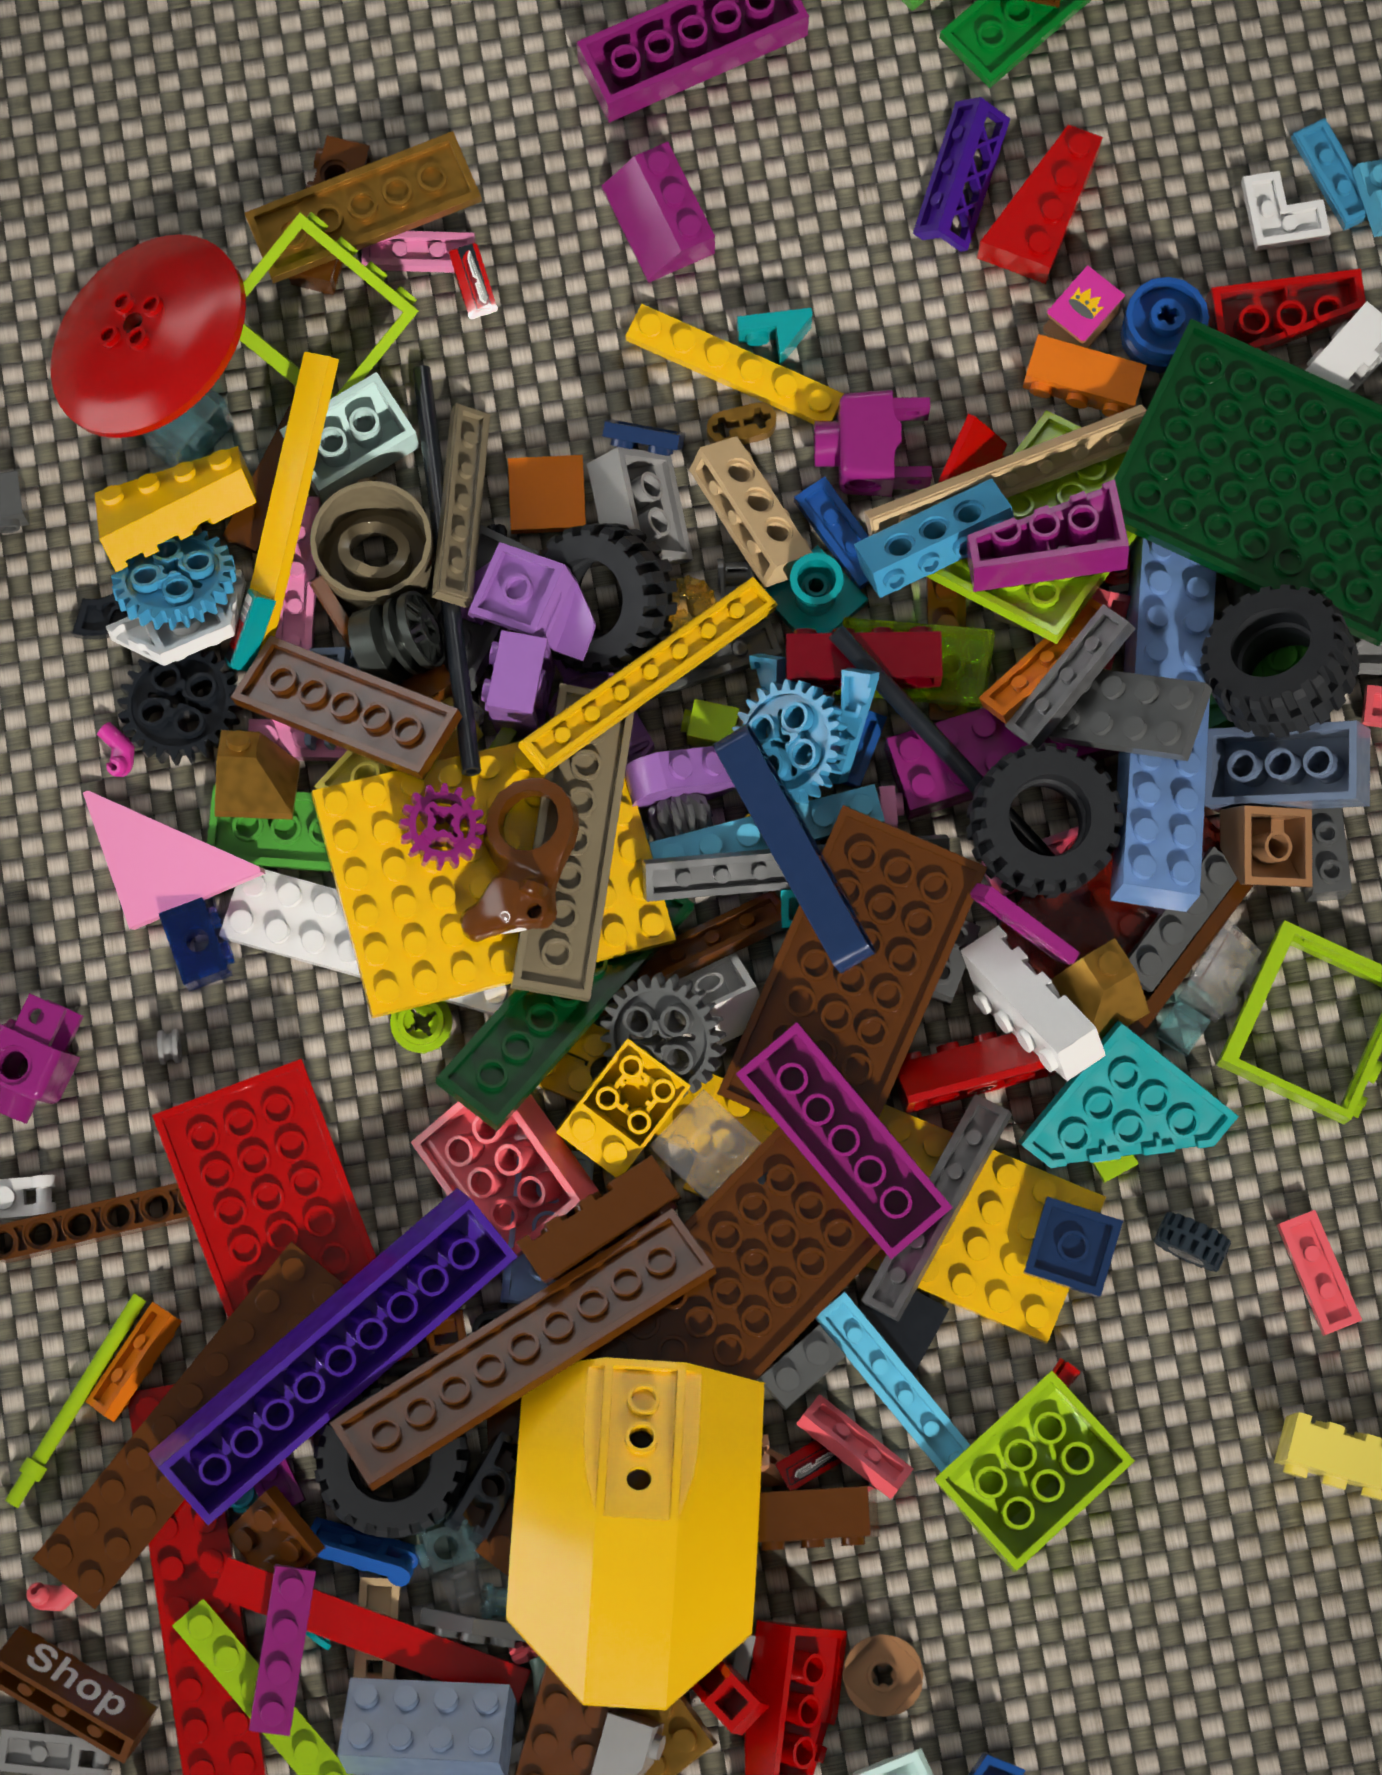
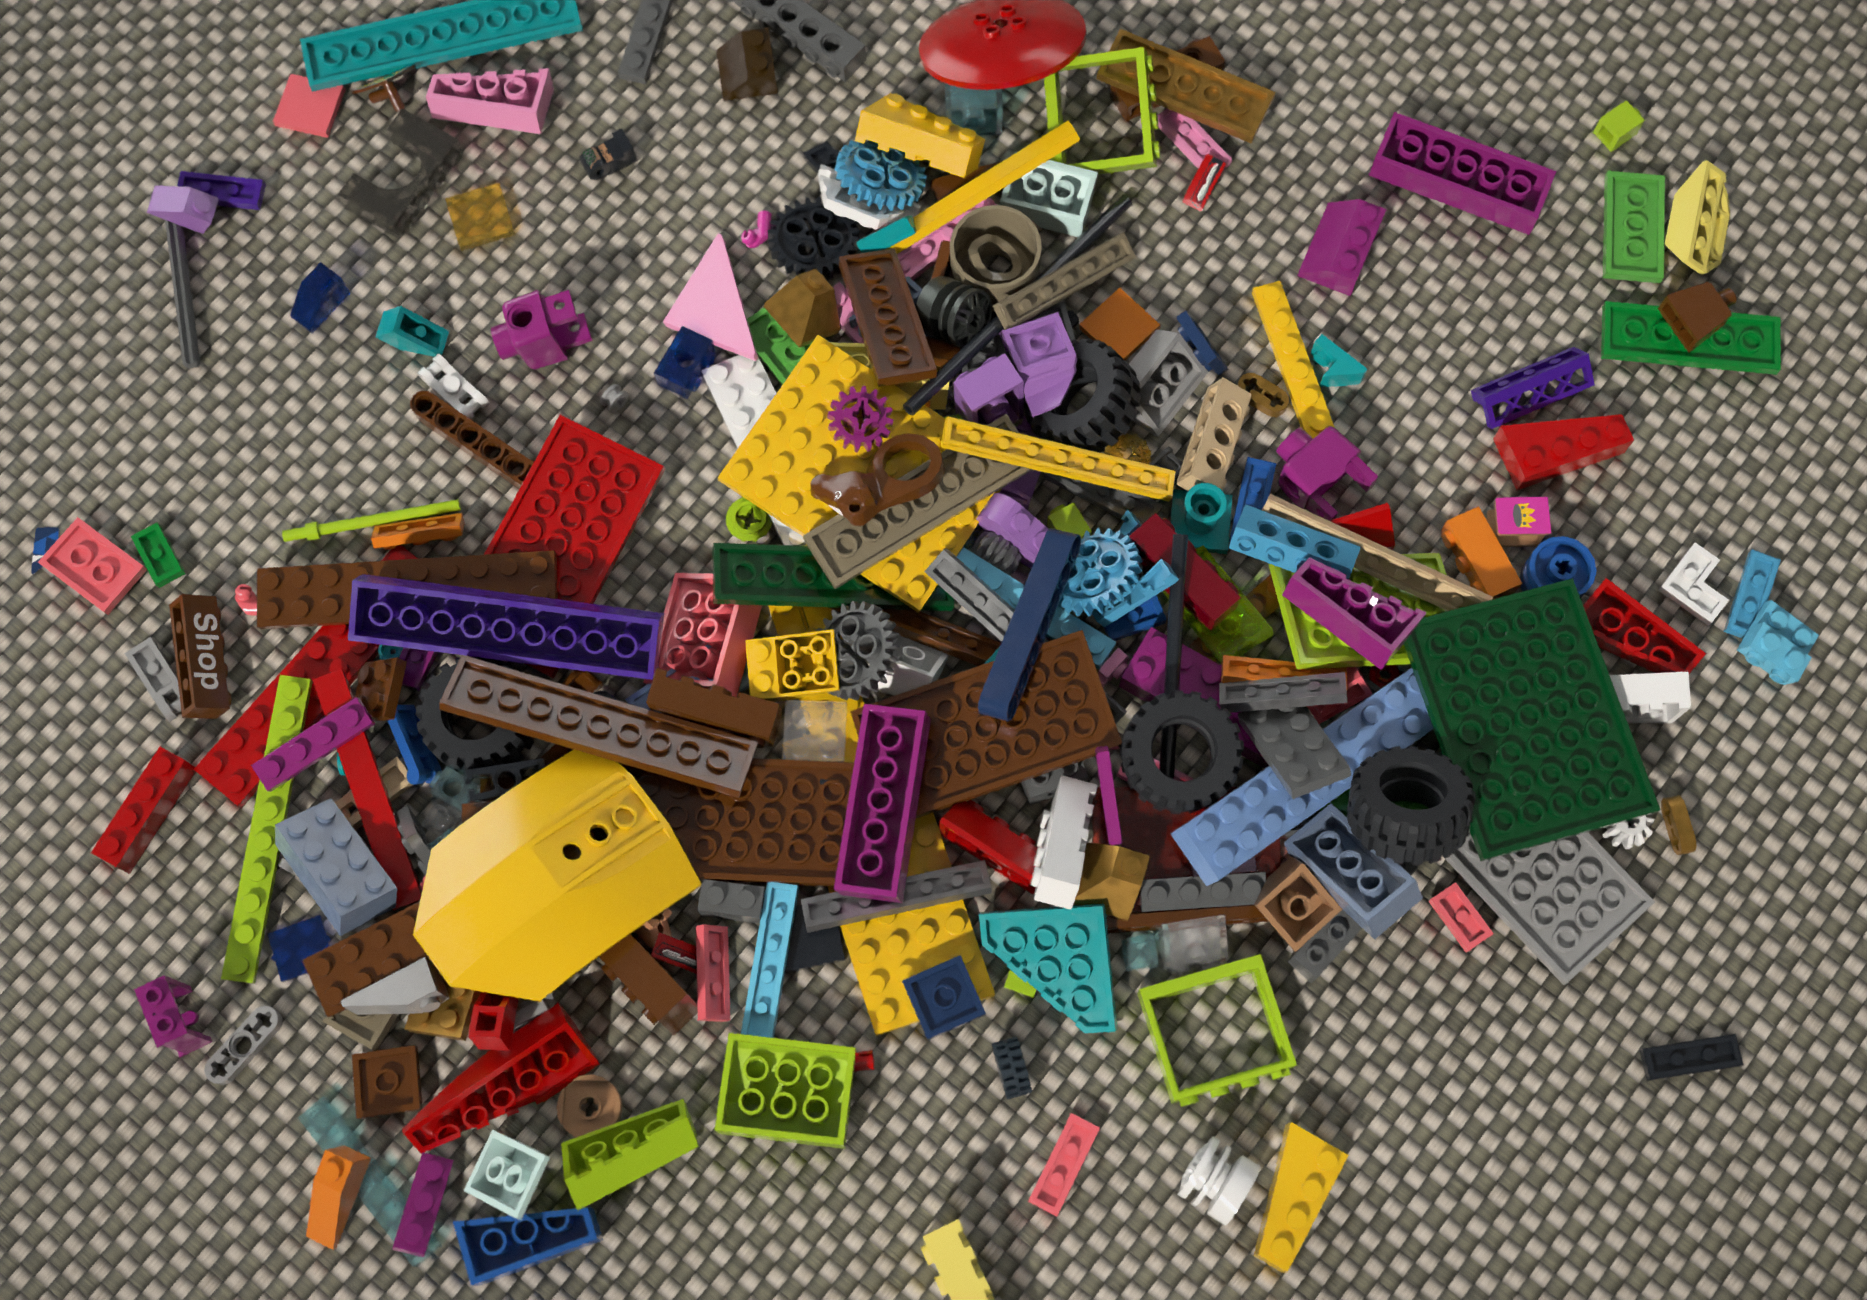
camera: 50 degrees right, 5 degrees down
(961, 1673) = (626, 1151): none -> lime wedge

